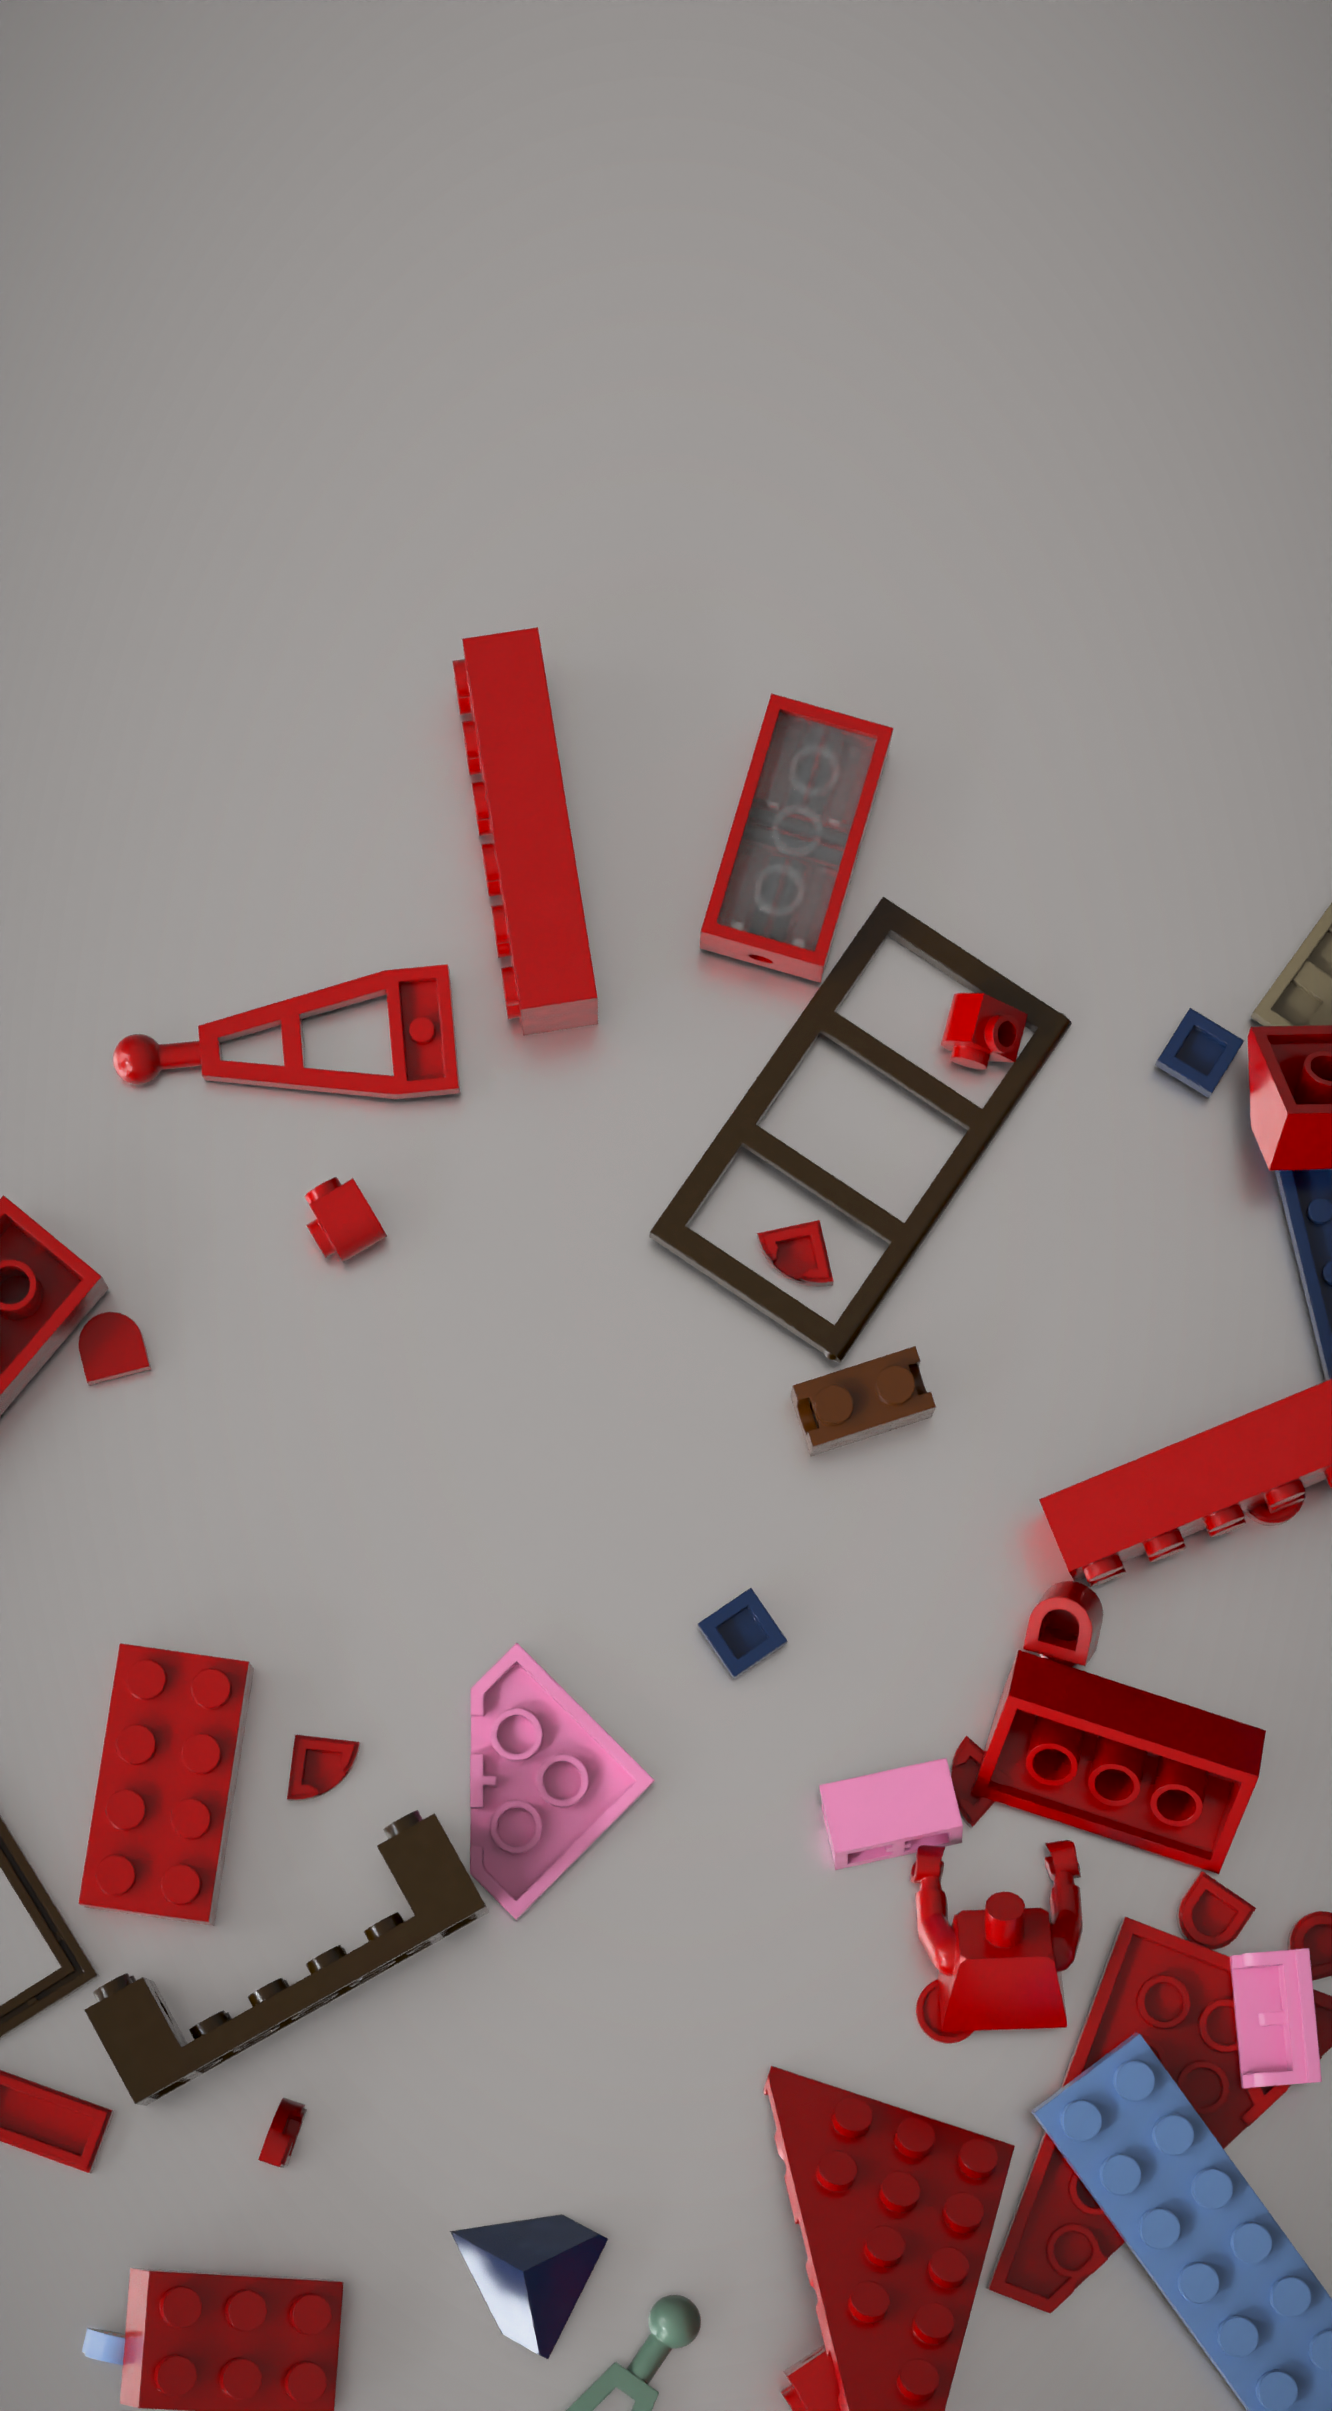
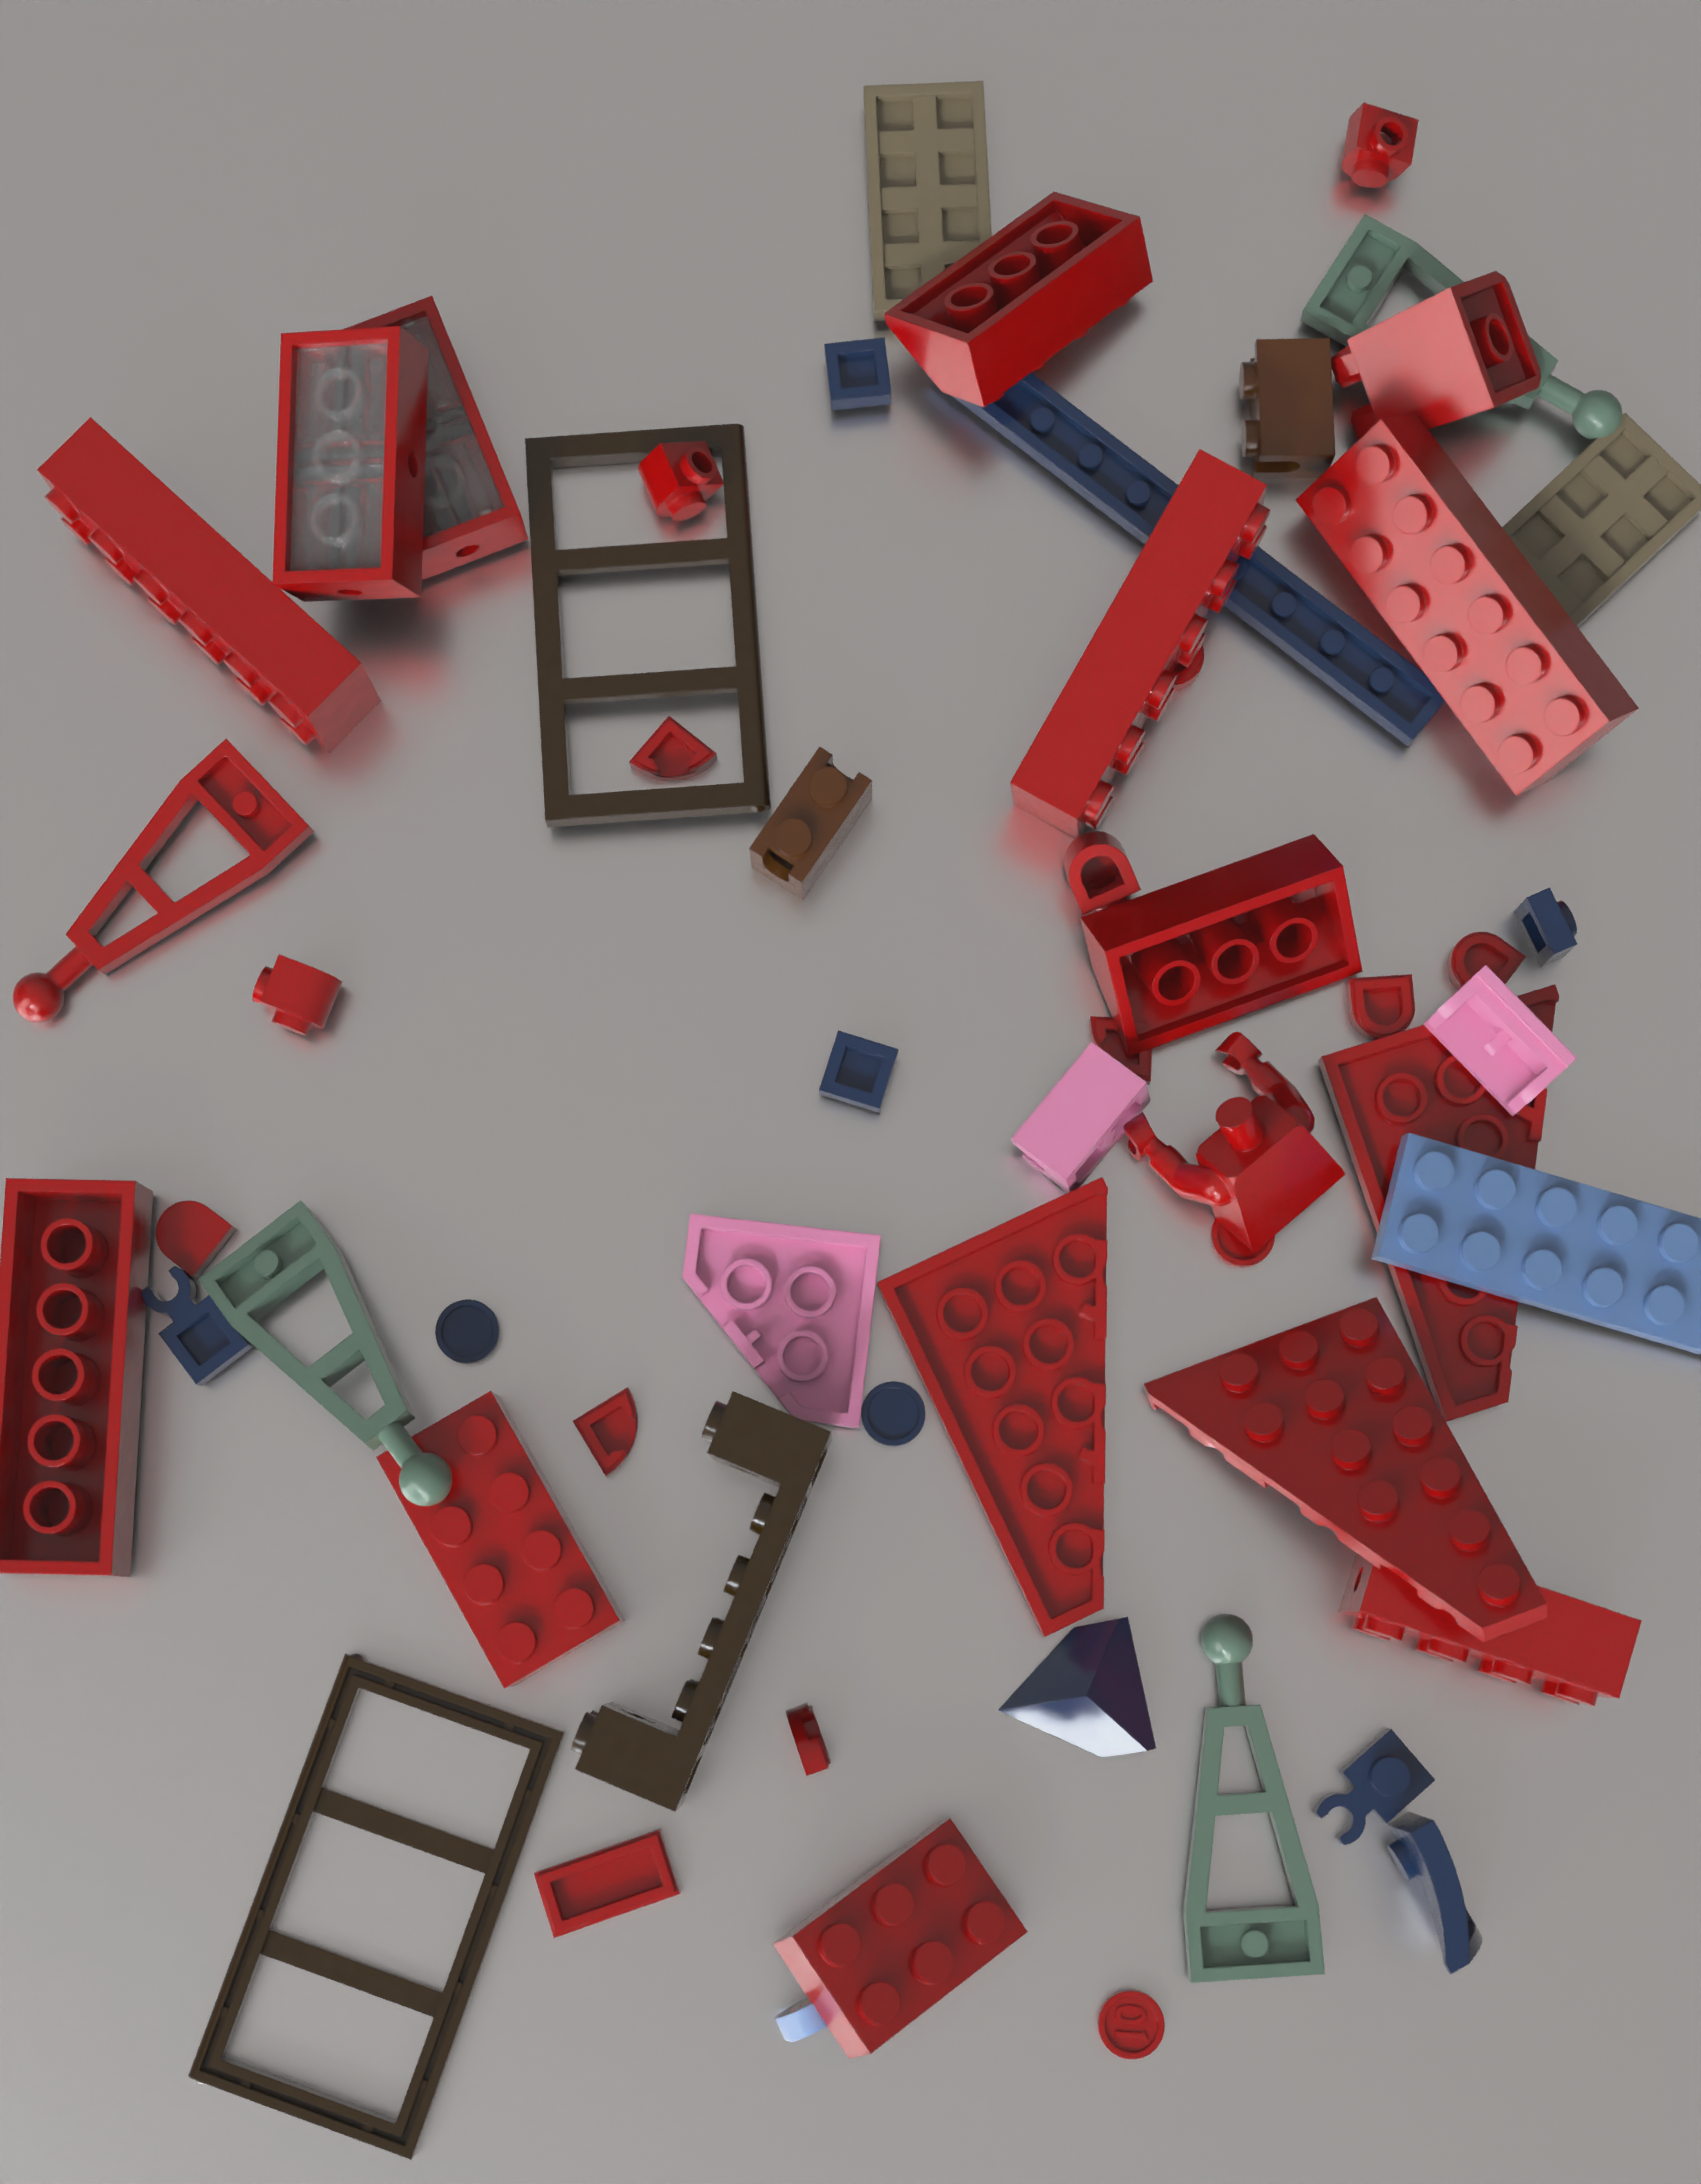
camera: 35 degrees left, 0 degrees up
(59, 1435) = (199, 1332): none -> dark blue plate
(151, 1426) = (272, 1269): none -> sand green plate
(268, 1597) = (467, 1331): none -> dark blue piece
(553, 1930) = (893, 1413): none -> dark blue piece
(676, 1974) = (1016, 1370): none -> red wing
(713, 829) = (350, 464): none -> brick

